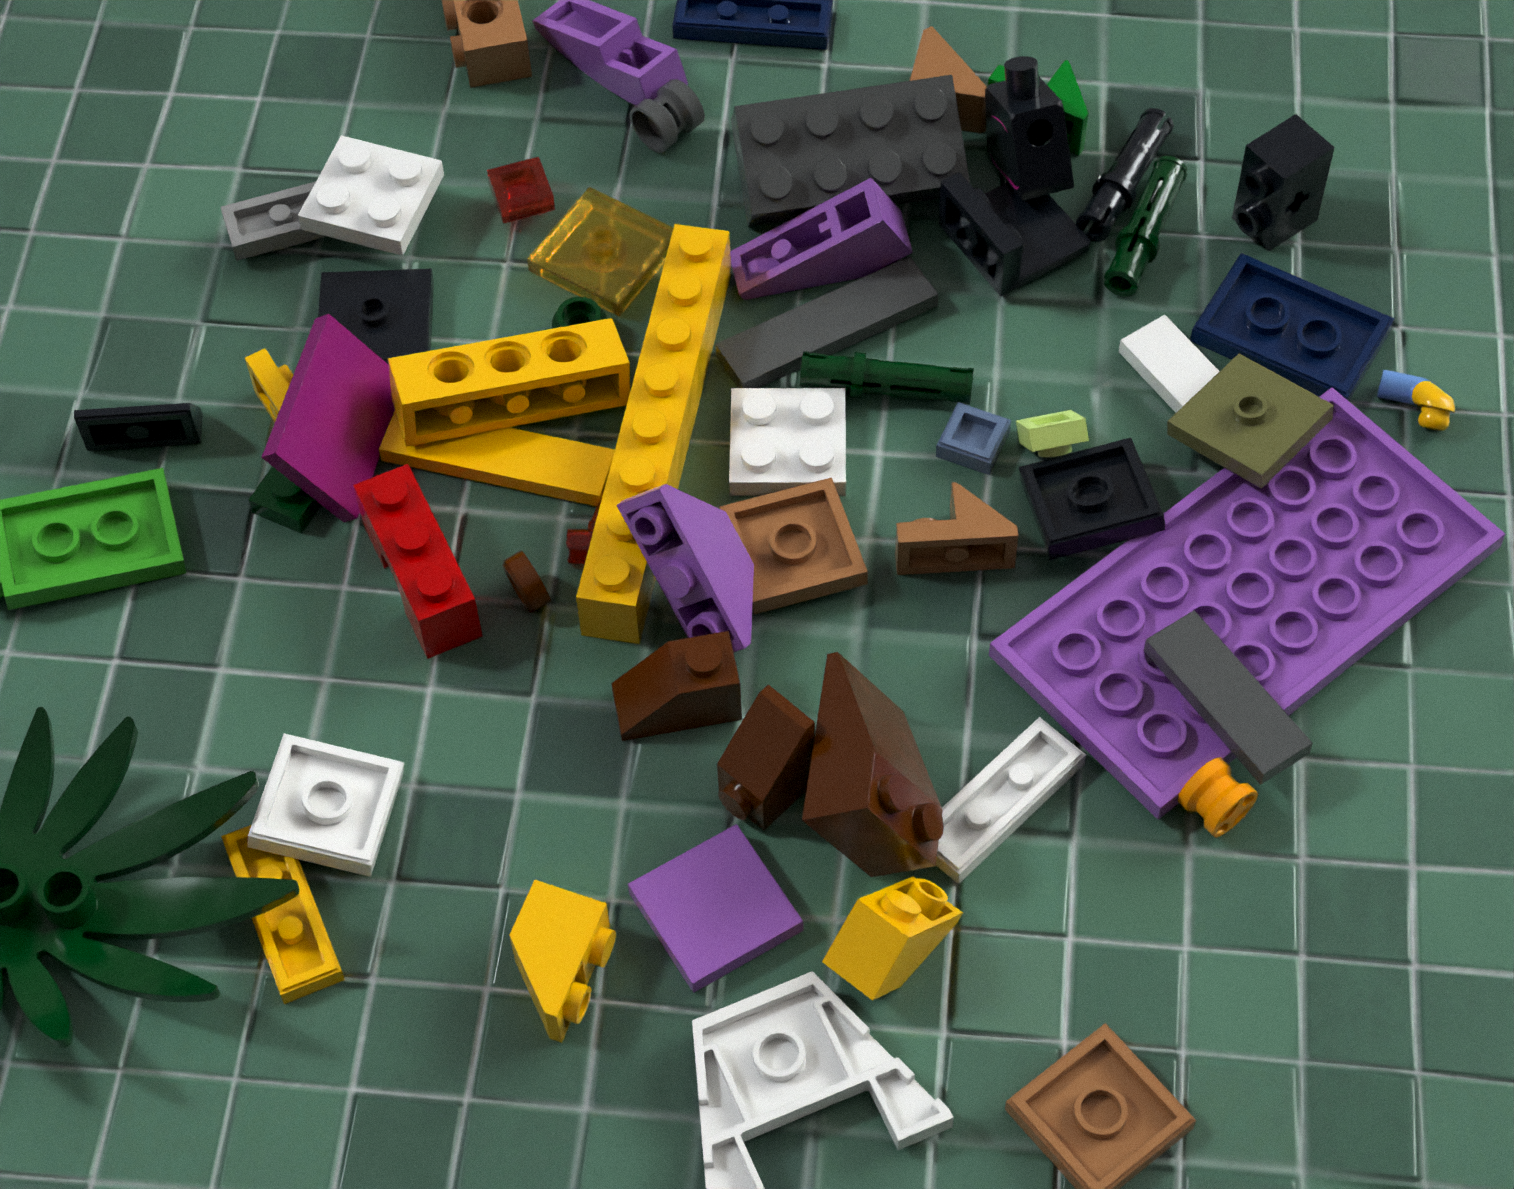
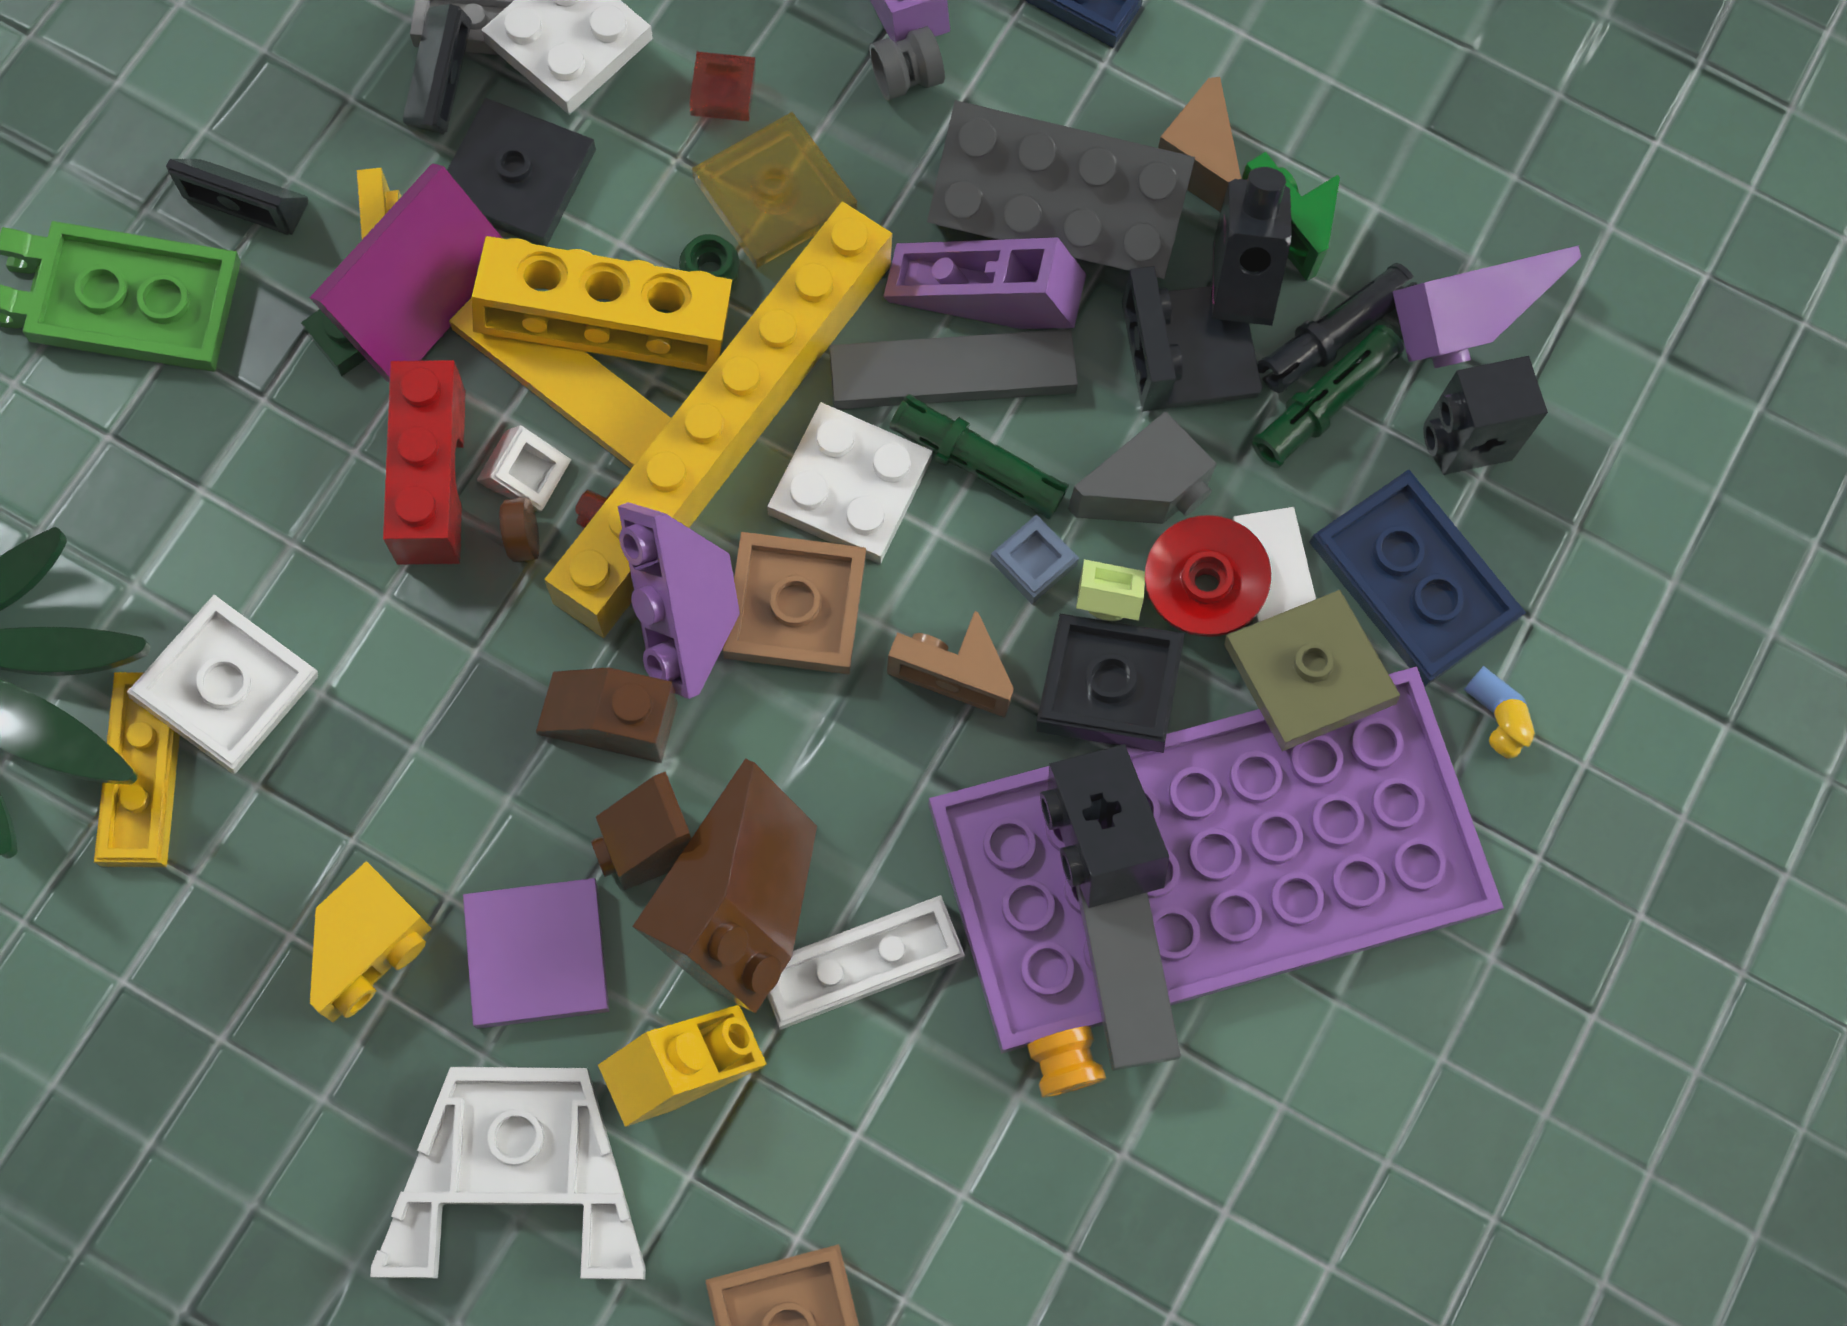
camera: 15 degrees right, 15 degrees up
(268, 262) = (437, 68): none -> black slope
(498, 533) = (524, 467): none -> white slope
(1035, 338) = (1147, 478): none -> dark grey slope
(1127, 369) = (1213, 548): none -> red dish
(1154, 589) = (1105, 825): none -> black brick
(1222, 116) = (1473, 307): none -> medium lavender slope

